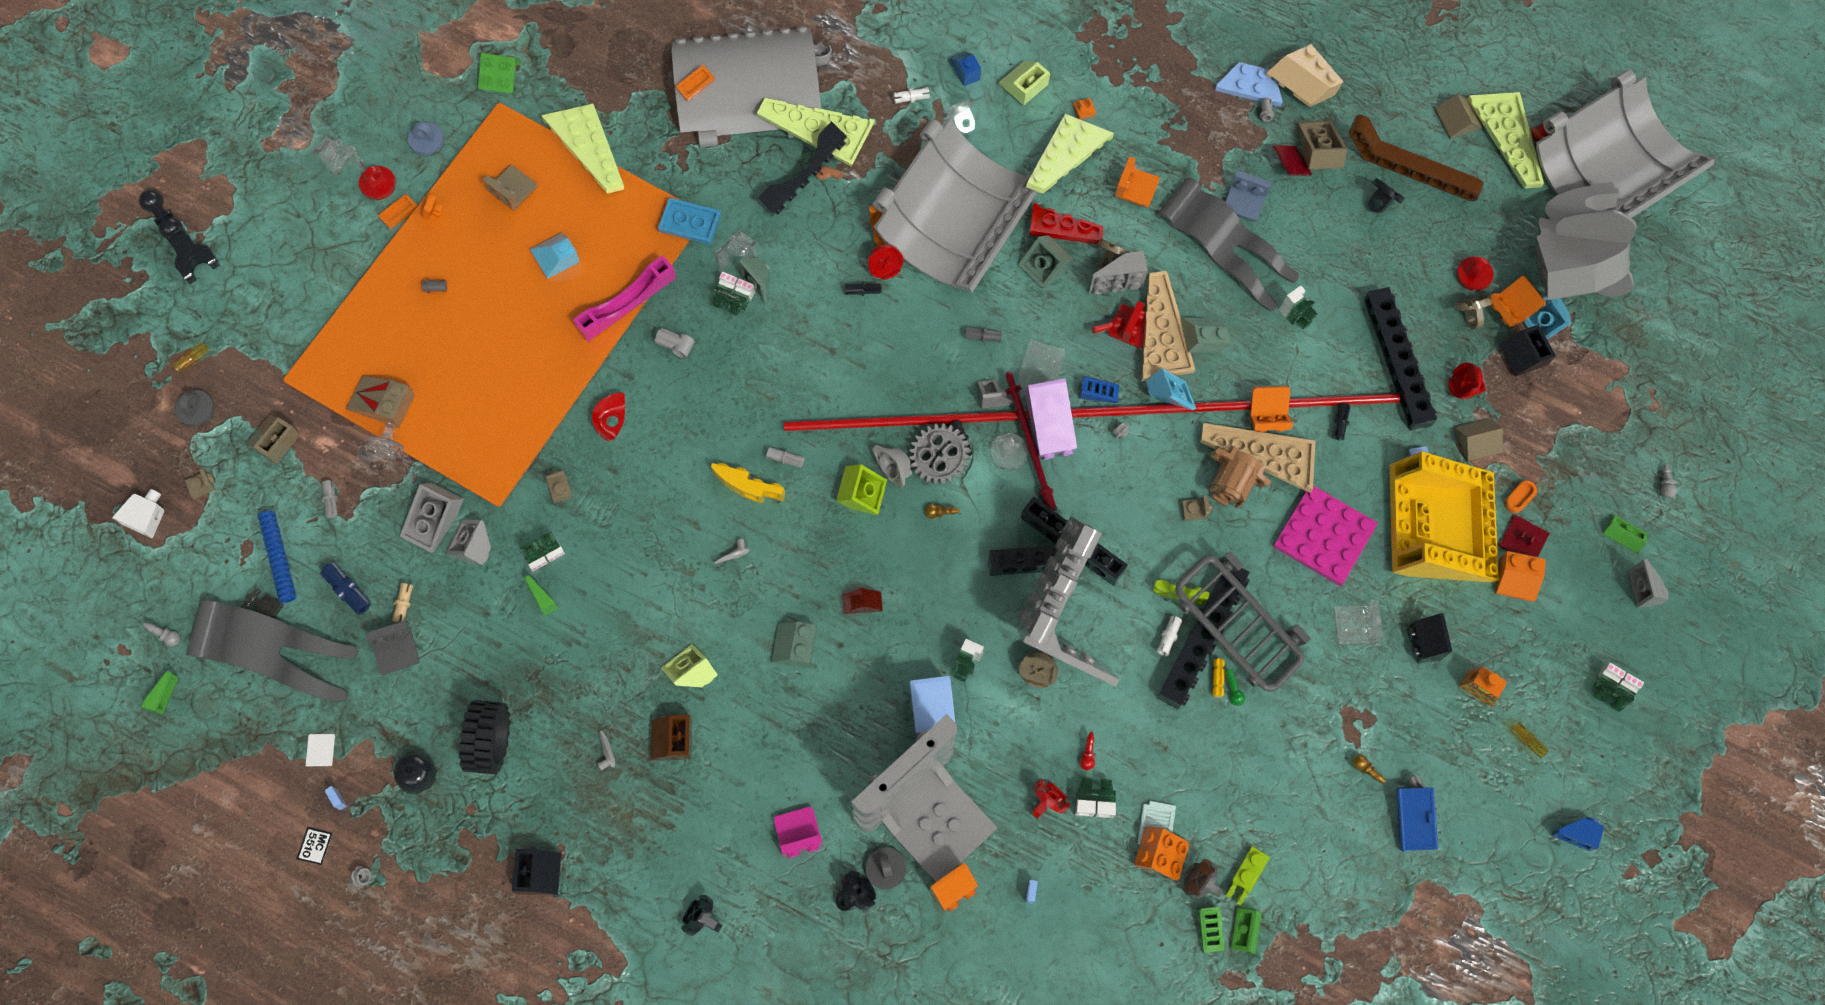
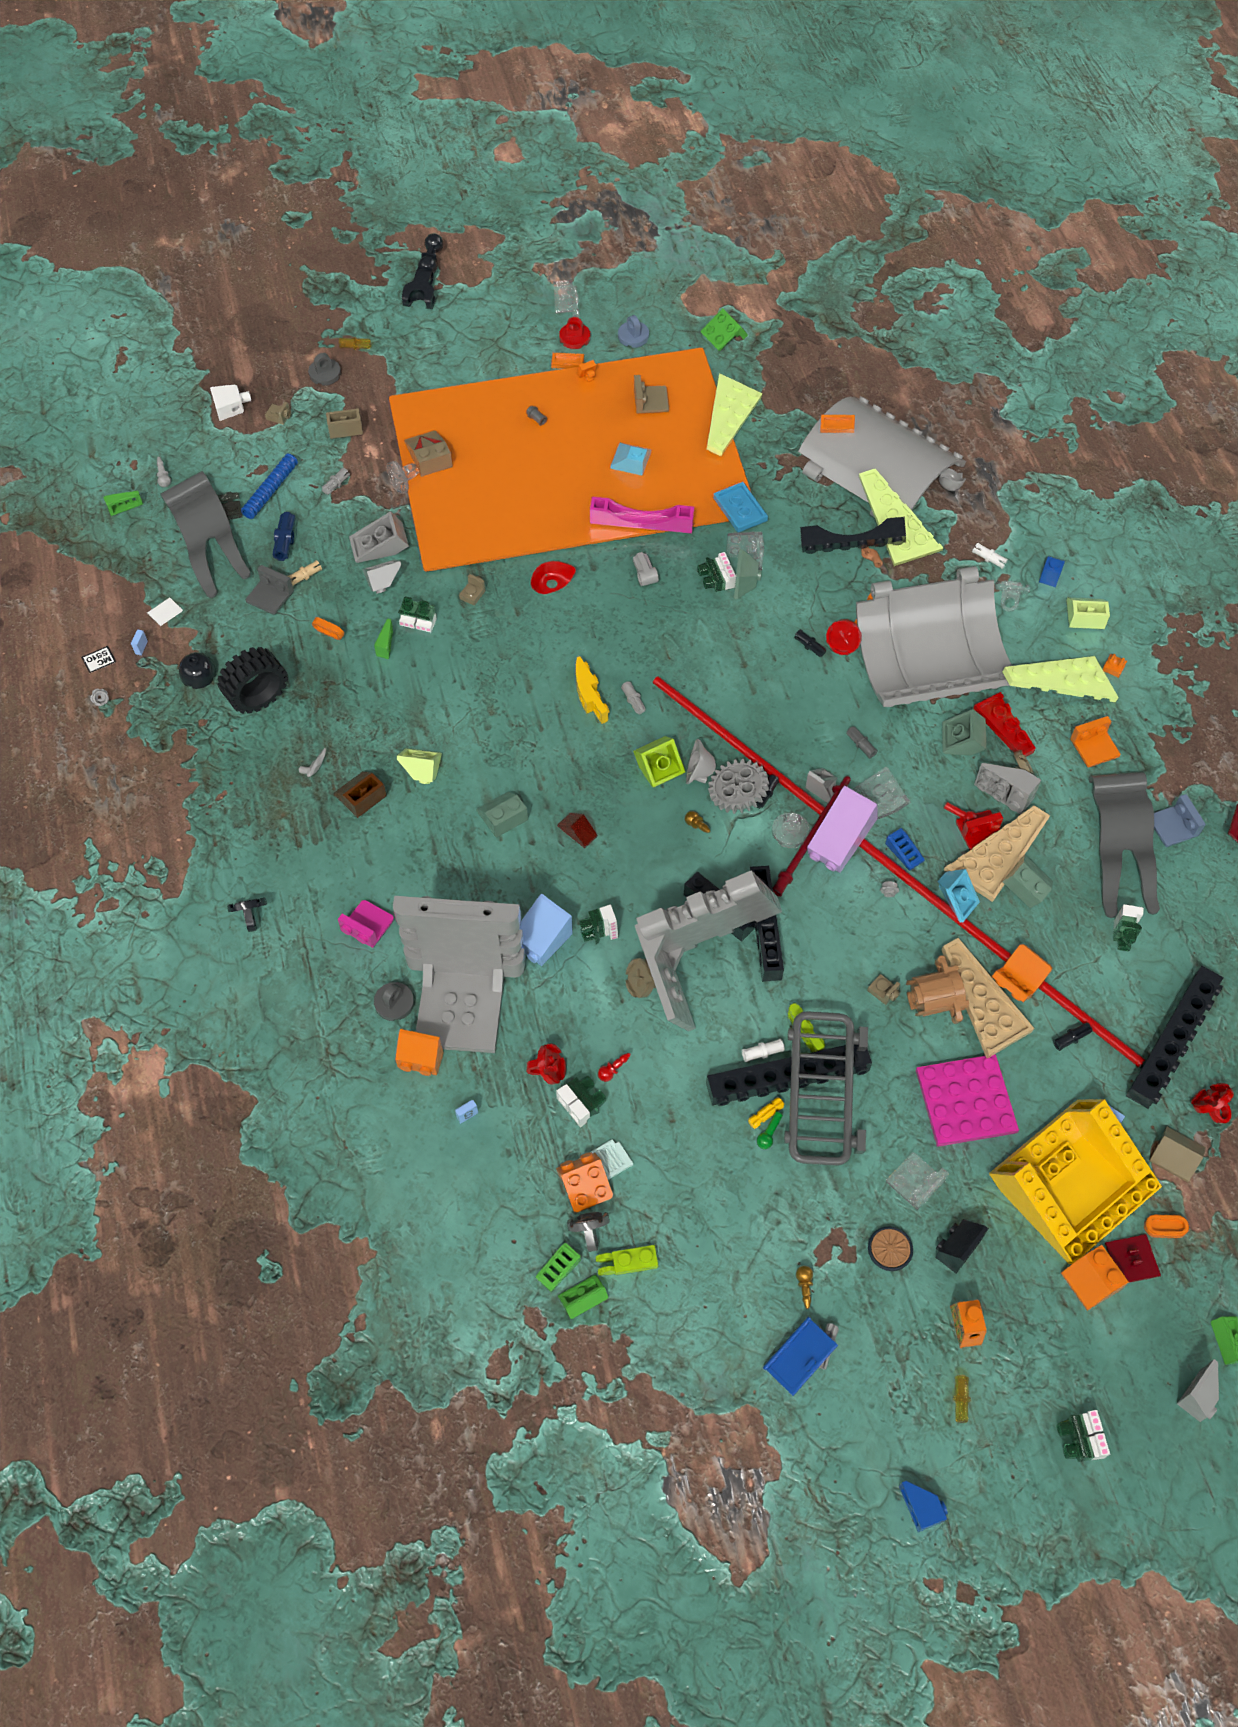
camera: 50 degrees right, 10 degrees down
(482, 631) = (328, 628): none -> orange tile
(536, 872) = (190, 788): black slope -> none
(740, 551) = (533, 725): light grey bar -> none
(858, 891) = (356, 992): black tile -> none
(1388, 687) = (890, 1248): none -> medium nougat wheel

